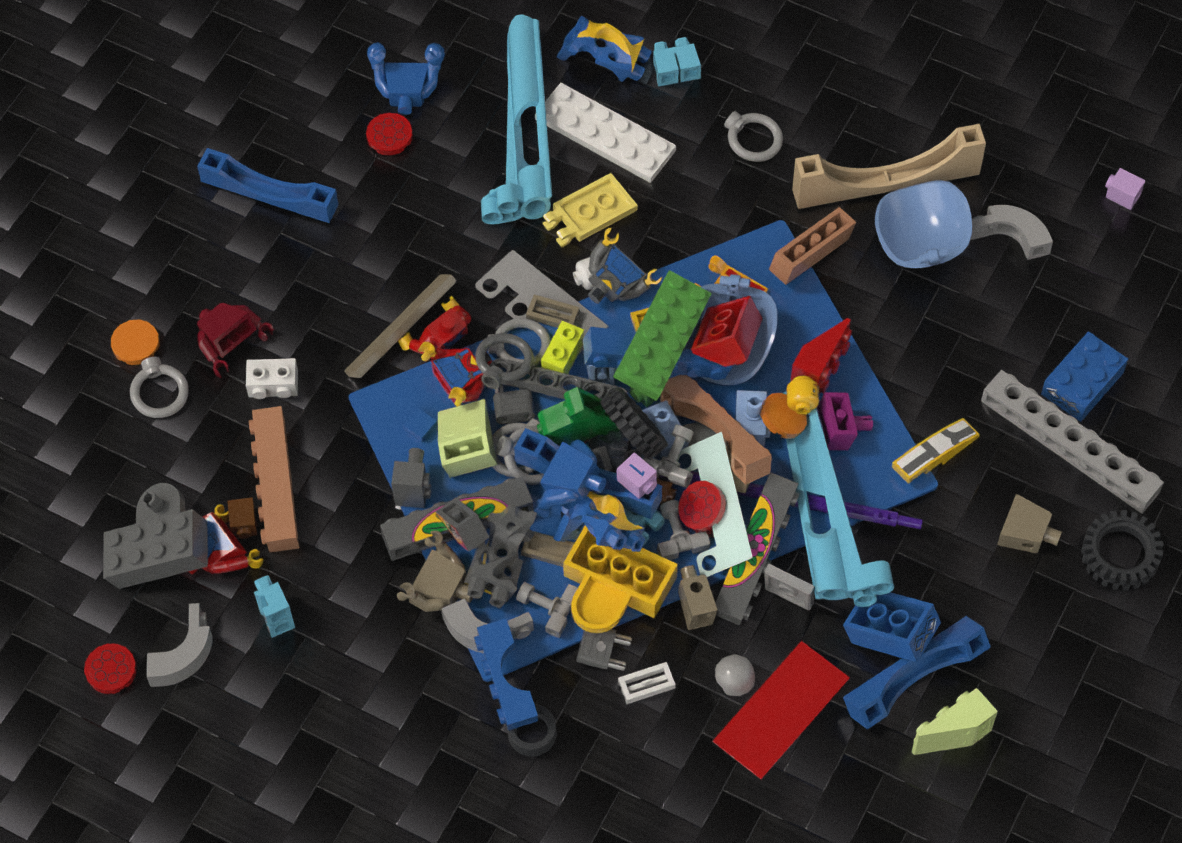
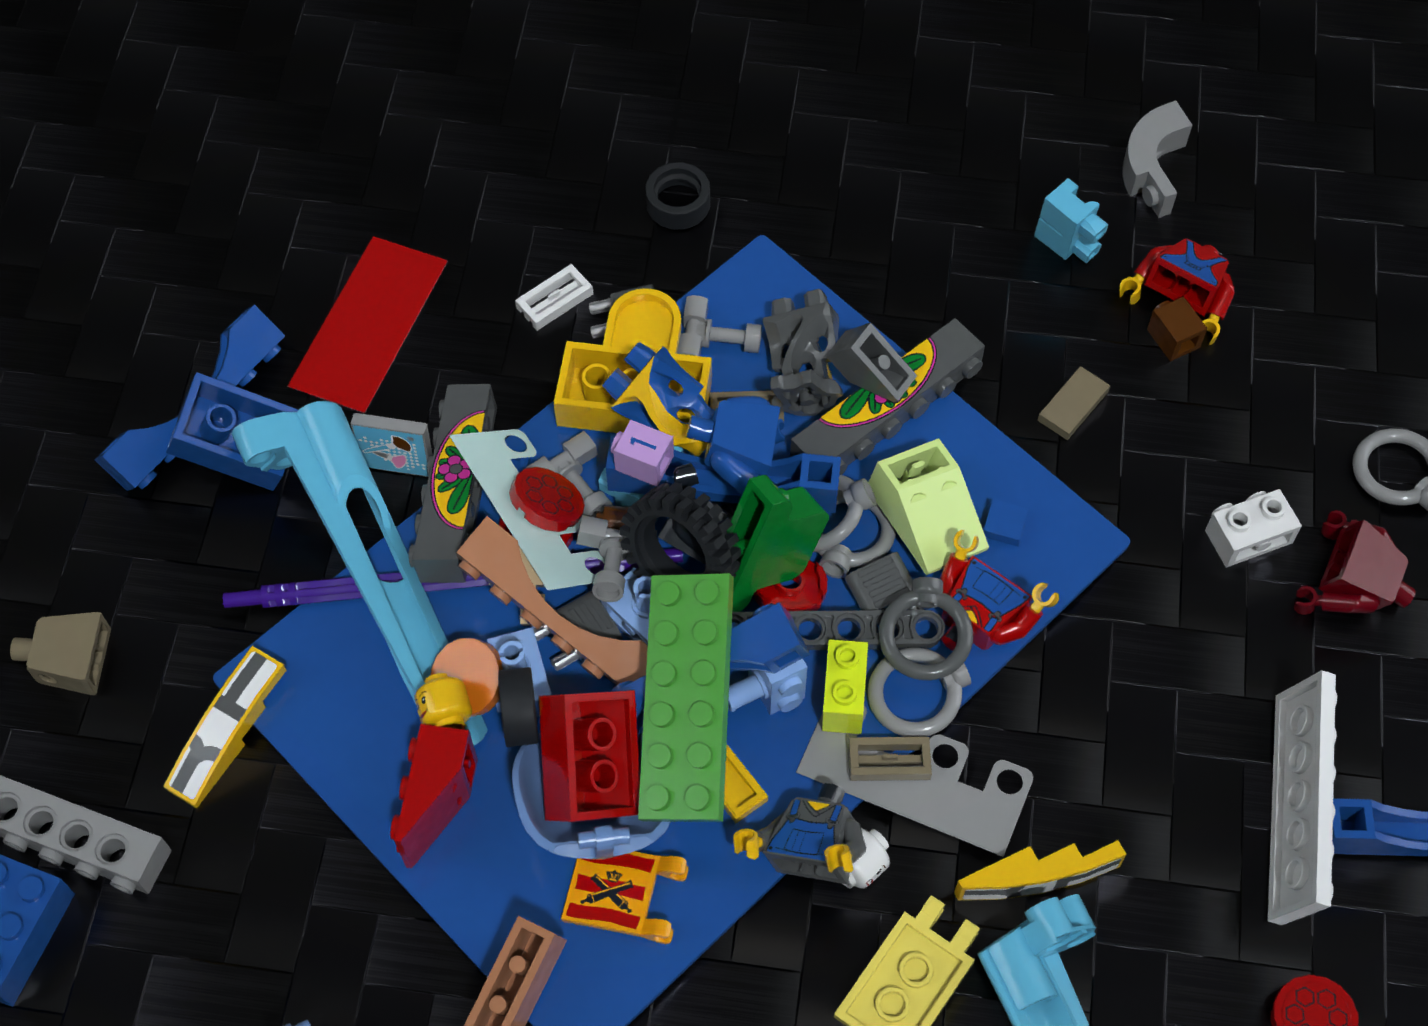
camera: 160 degrees right, 0 degrees up
(110, 668) = (1229, 119): red tile -> none
(159, 544) = (1269, 242): dark grey brick -> none
(275, 479) = (1166, 393): nougat brick -> none
(334, 495) = (1073, 403): none -> dark tan tile
(337, 220) = (1302, 800): none -> white plate
(400, 326) = (1111, 671): dark tan tile -> none
(411, 481) = (972, 414): dark grey brick -> none
(439, 580) = (879, 301): dark tan torso -> none
(443, 331) = (1038, 671): red torso -> none
(464, 624) = (786, 266): light grey arch -> none
(492, 233) = (1026, 875): none -> yellow slope
(516, 705) = (705, 185): blue arch -> none
(696, 599) = (524, 399): dark tan torso -> none
(735, 675) = (440, 337): light grey hair -> none
(759, 372) = (518, 707): none -> black tyre
(838, 421) = (381, 702): magenta brick -> none
(956, 726) = (124, 337): yellowish green slope -> none

